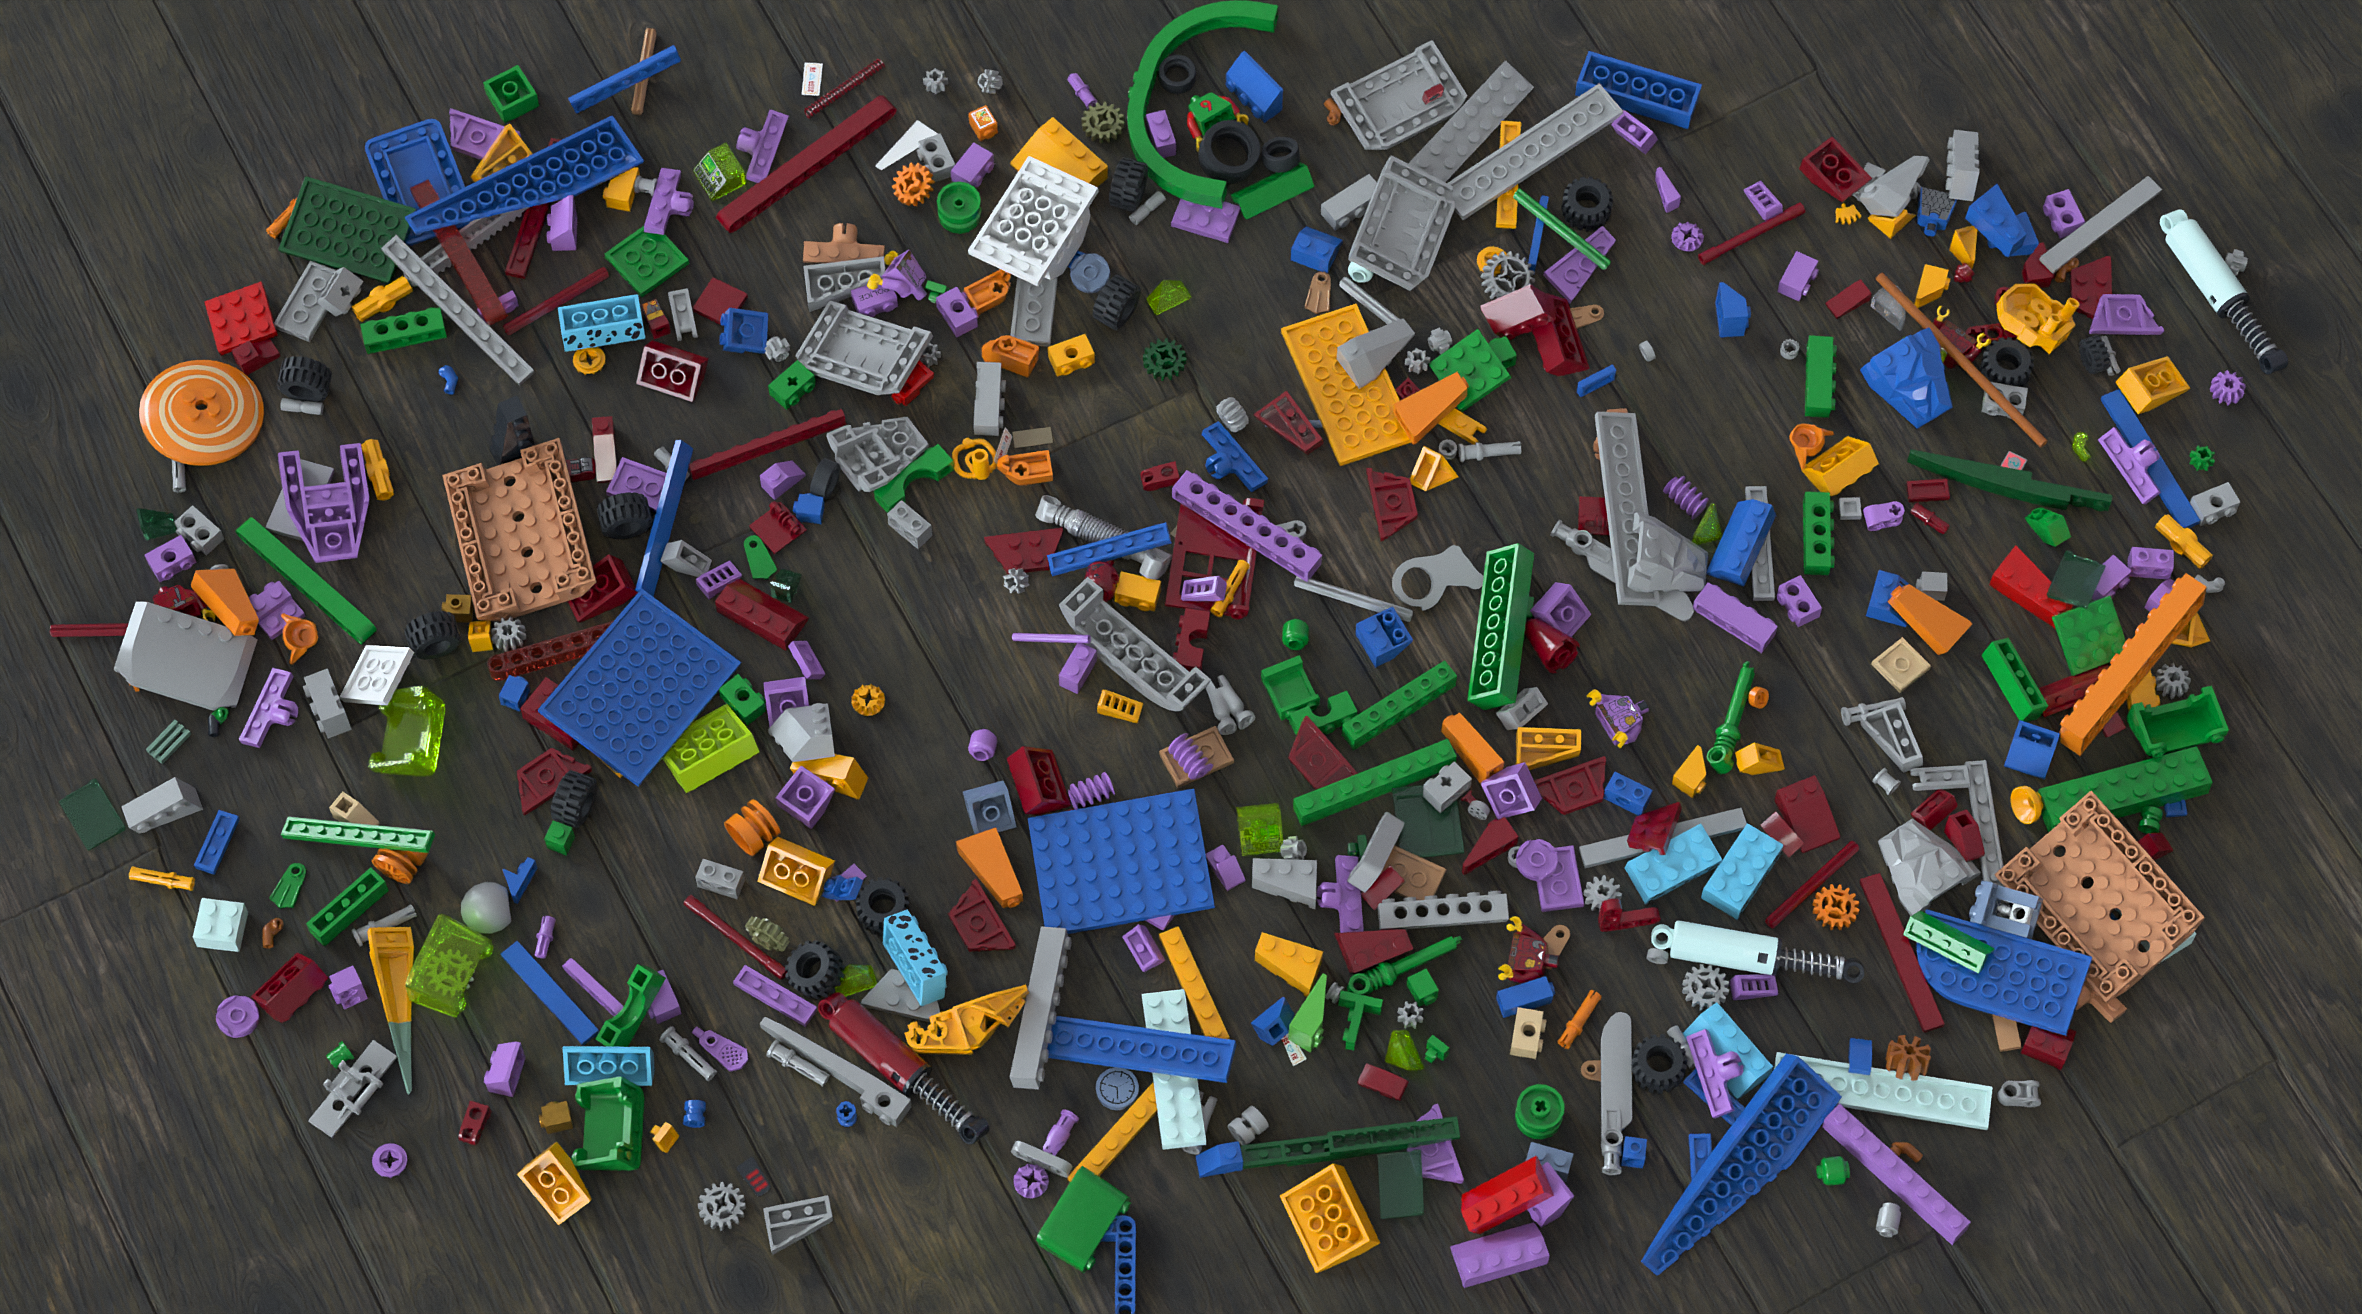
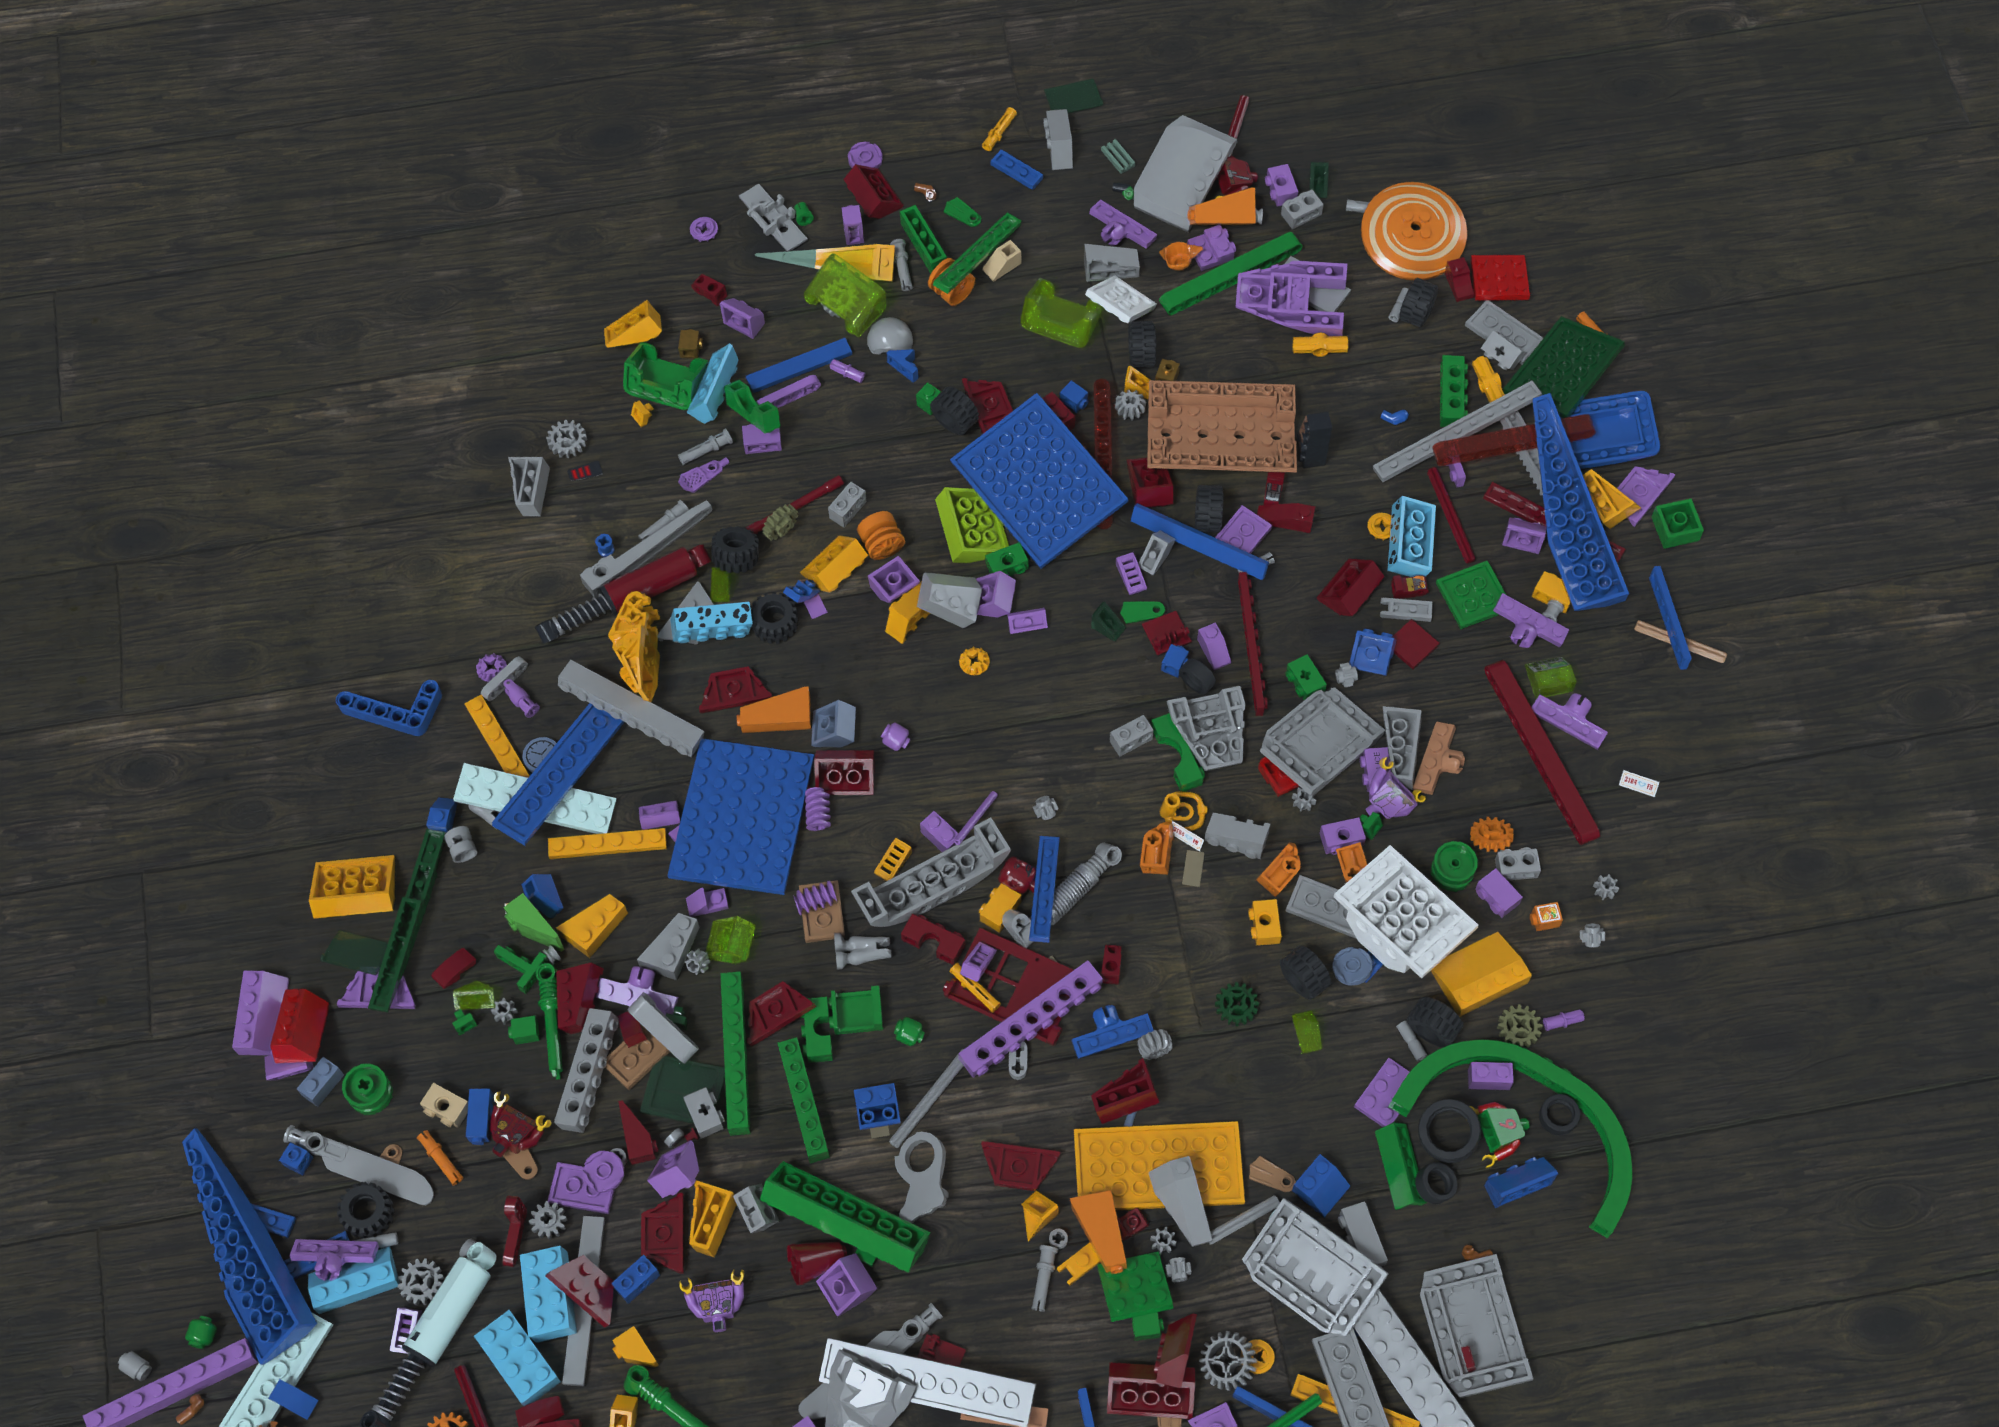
camera: 110 degrees right, 0 degrees up
(220, 925) = (942, 156): light aqua brick -> none
(694, 1113) = (652, 438): blue wheel -> none
(760, 613) = (1078, 600): dark red slope -> none
(775, 995) = (732, 517): medium lavender plate -> none
(848, 87) = (1621, 807): dark red piece -> none
(906, 144) = (1548, 854): white sticker -> none
(1025, 549) = (1077, 826): dark red wing -> none
(1082, 1219) = (434, 689): green windscreen -> none
(1471, 747) = (733, 1149): orange slope -> none

